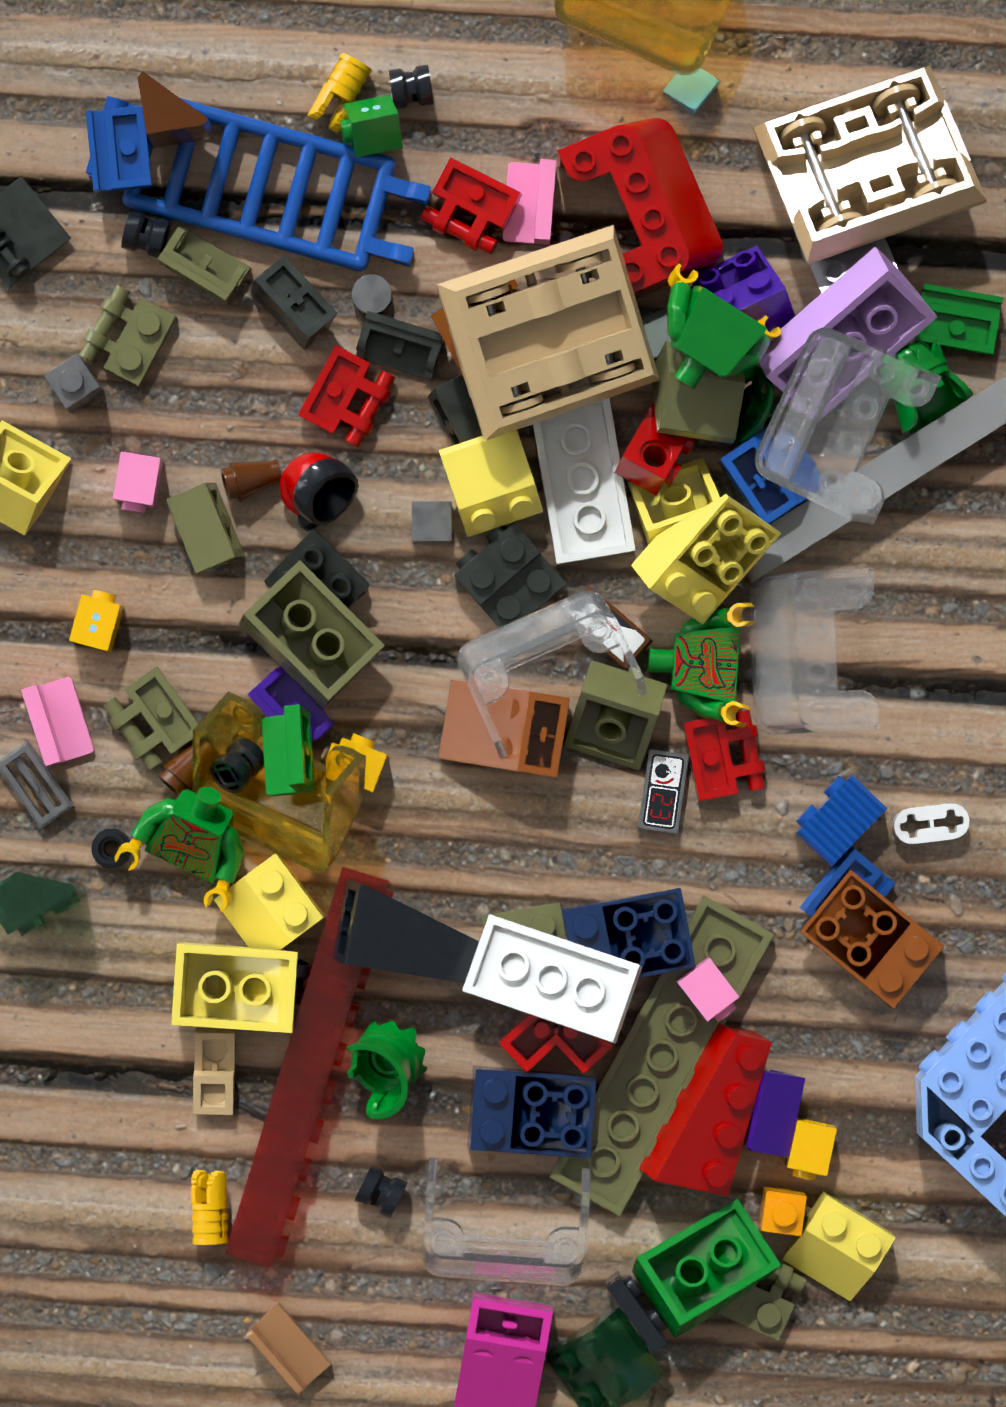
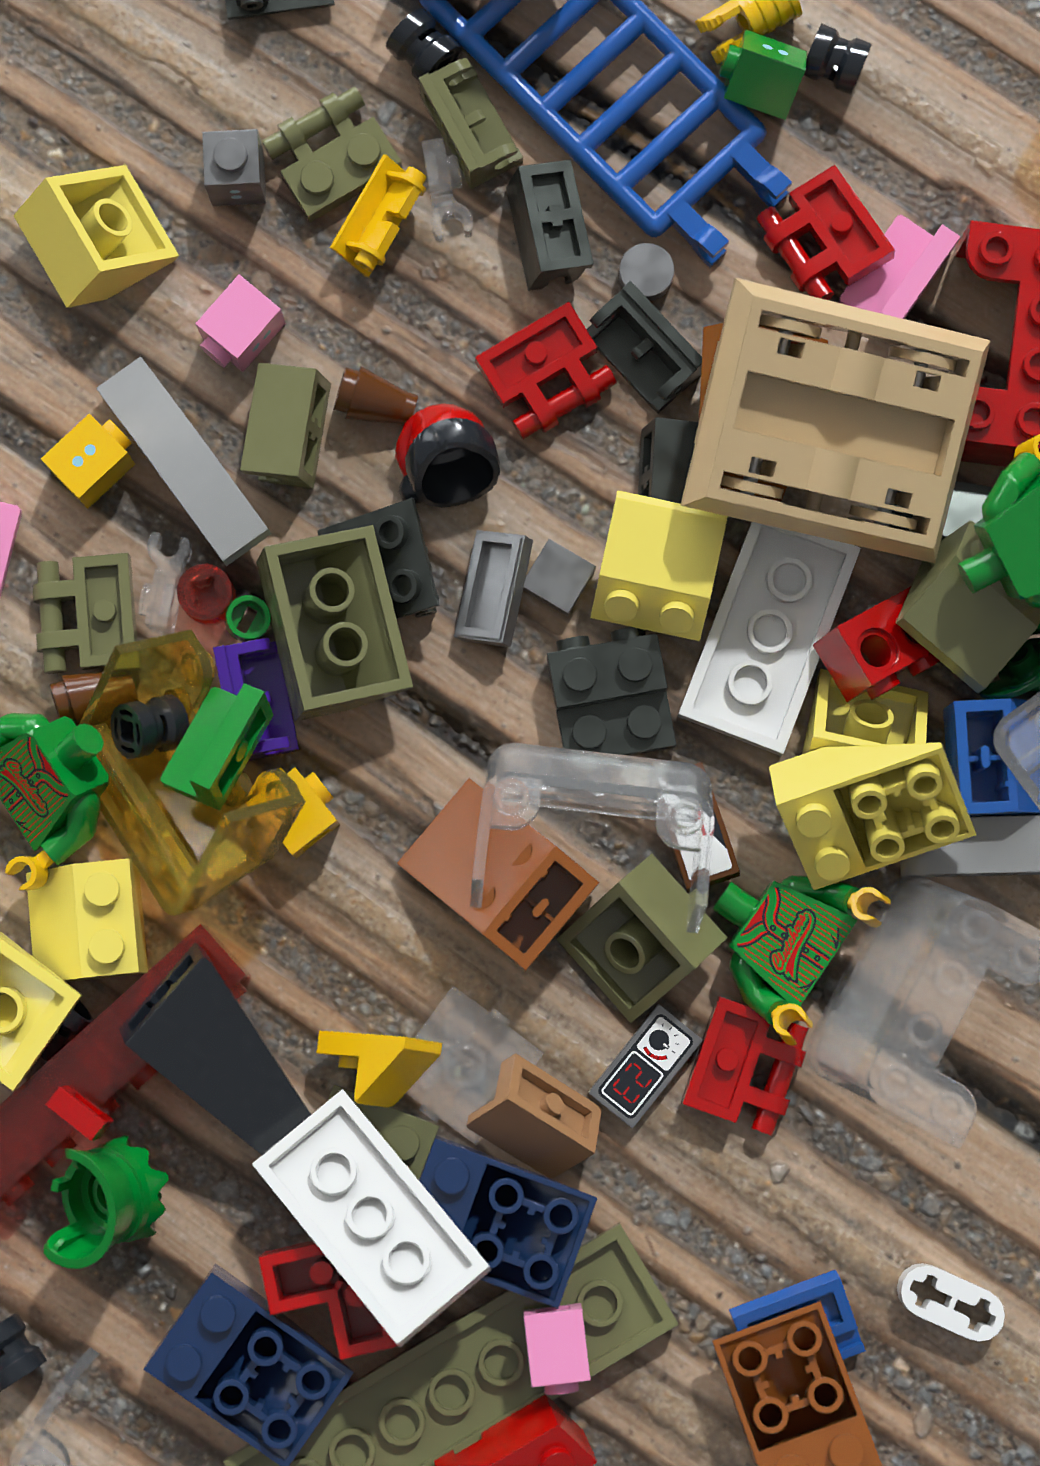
camera: 30 degrees right, 5 degrees down
(155, 588) = (183, 461): none -> light grey slope
(182, 369) = (377, 215): none -> yellow hinge
(194, 682) = (159, 598): none -> clear plate
(208, 312) = (442, 177): none -> clear plate
(227, 668) = (213, 599): none -> clear red wheel
(264, 662) = (236, 613): none -> green hinge
(340, 1021) = (79, 1112): none -> red tile
(396, 553) = (493, 588): none -> flat silver tile
(505, 884) = (383, 1063): none -> yellow slope
(553, 856) = (469, 1060): none -> clear plate
(617, 862) = (538, 1119): none -> medium nougat panel
(839, 819) = (842, 1229): blue brick -> none

